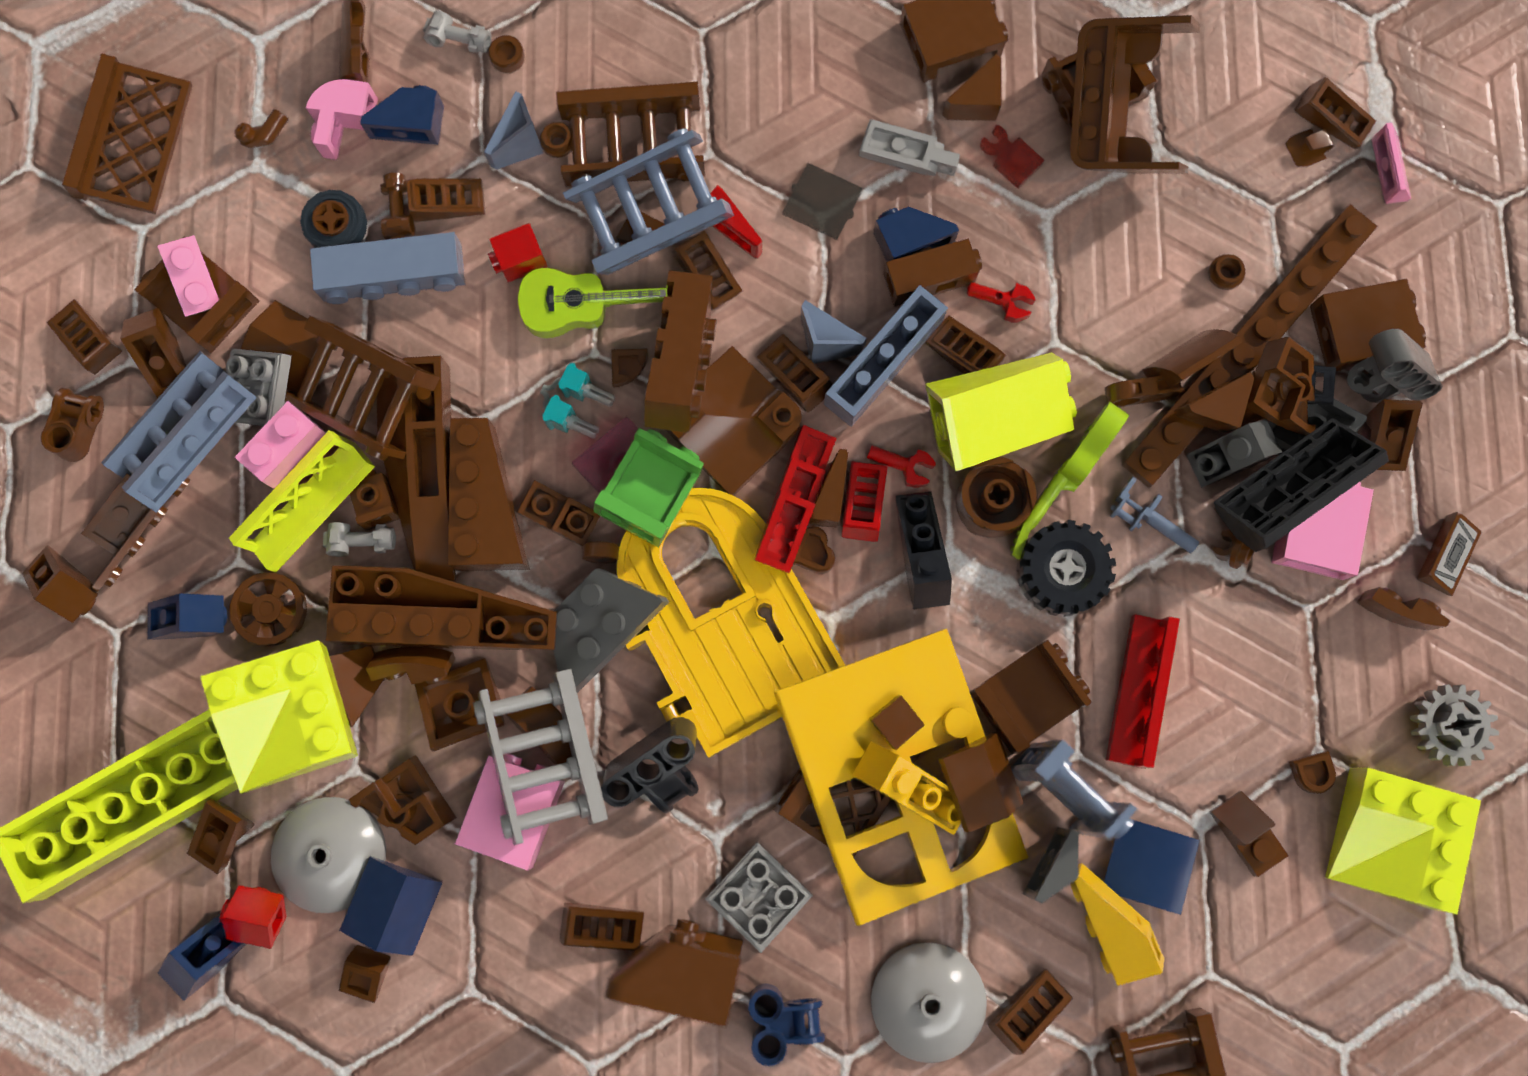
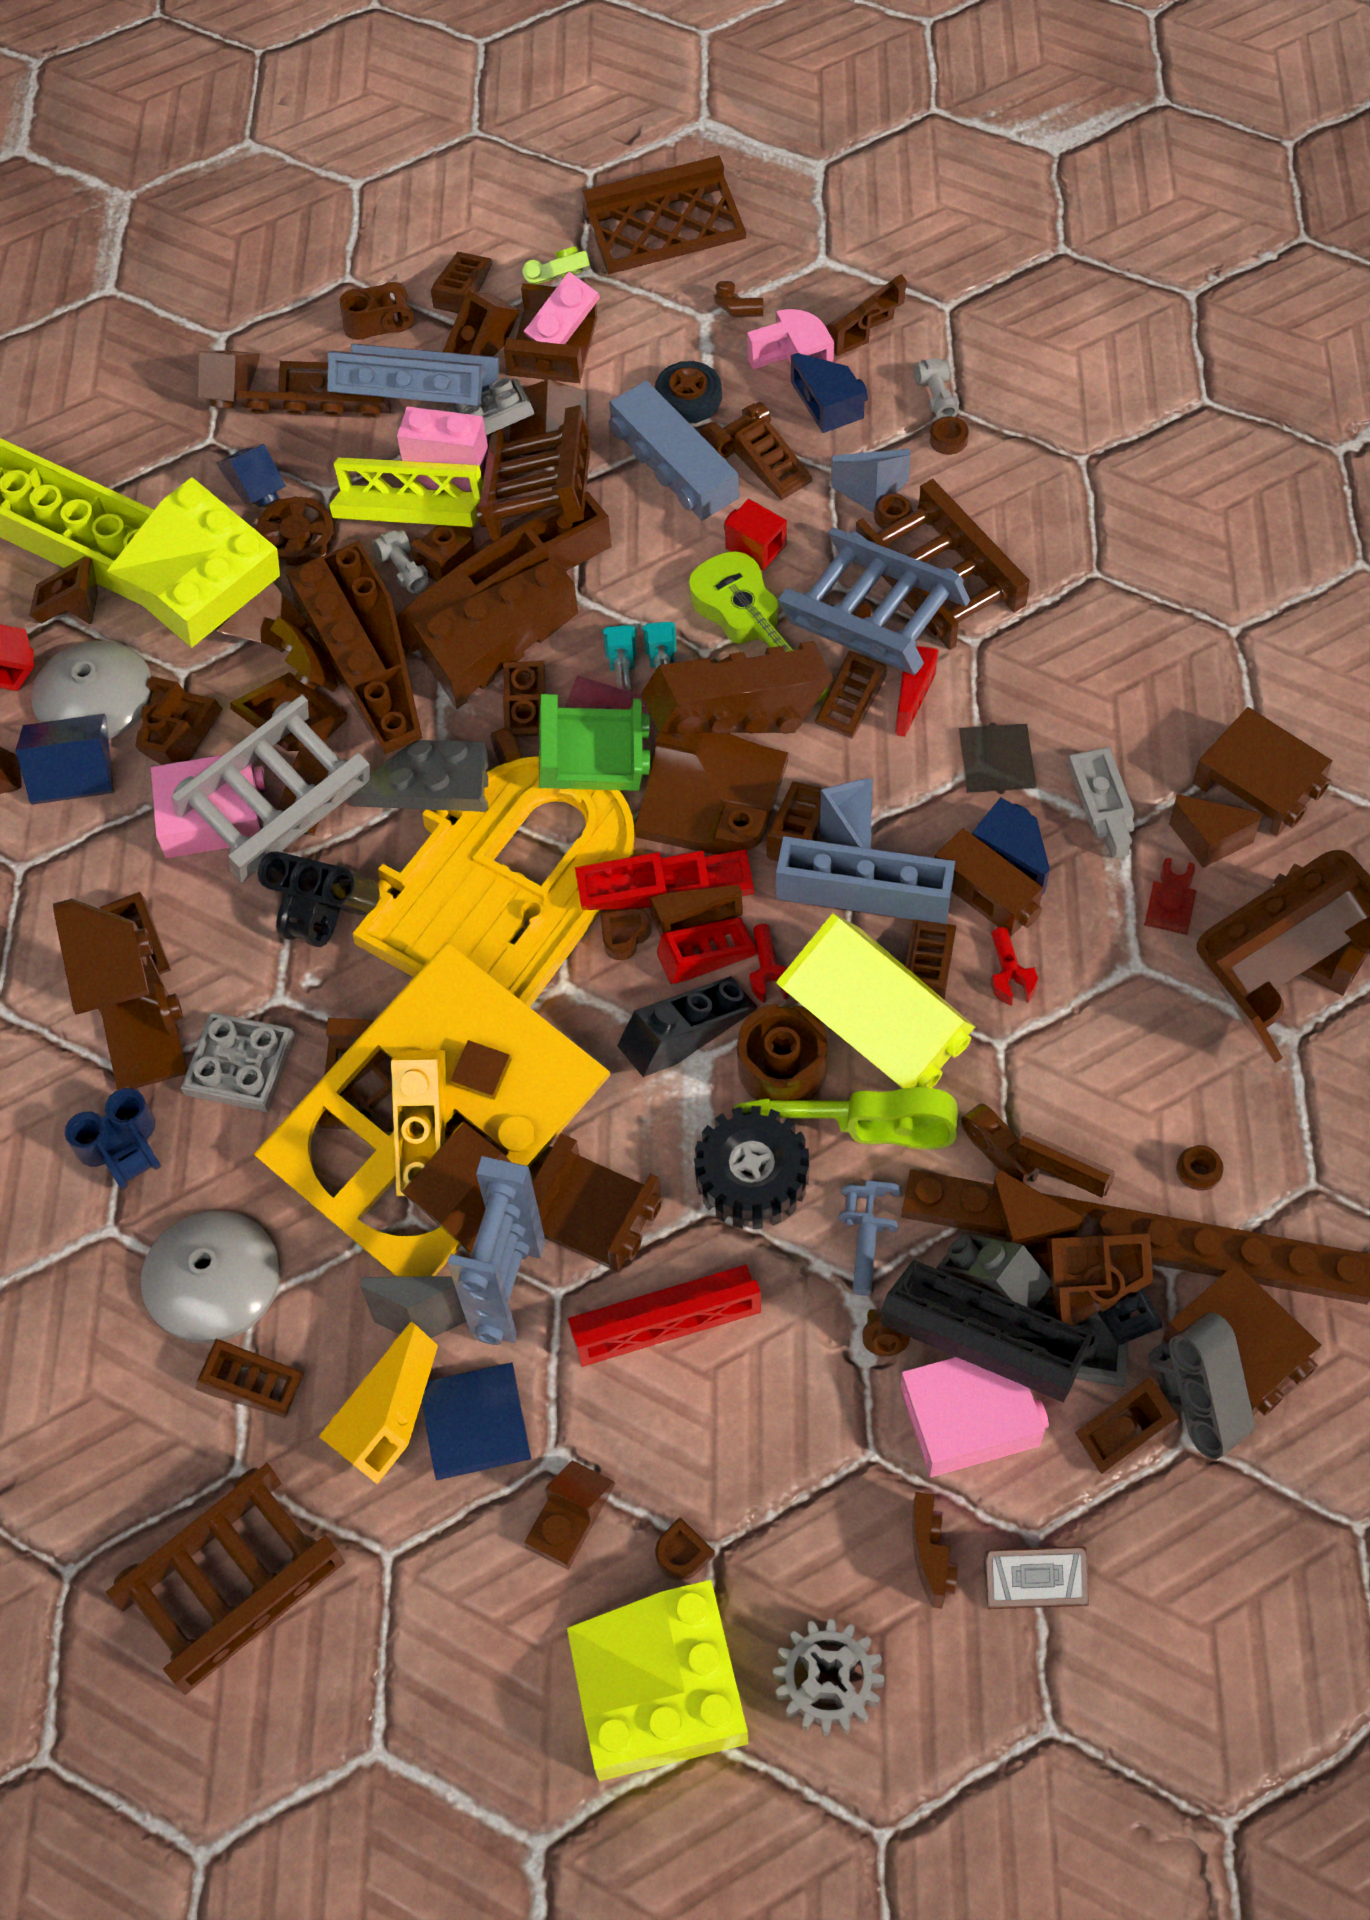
camera: 65 degrees right, 20 degrees down
(137, 246) = (567, 261): none -> lime plate

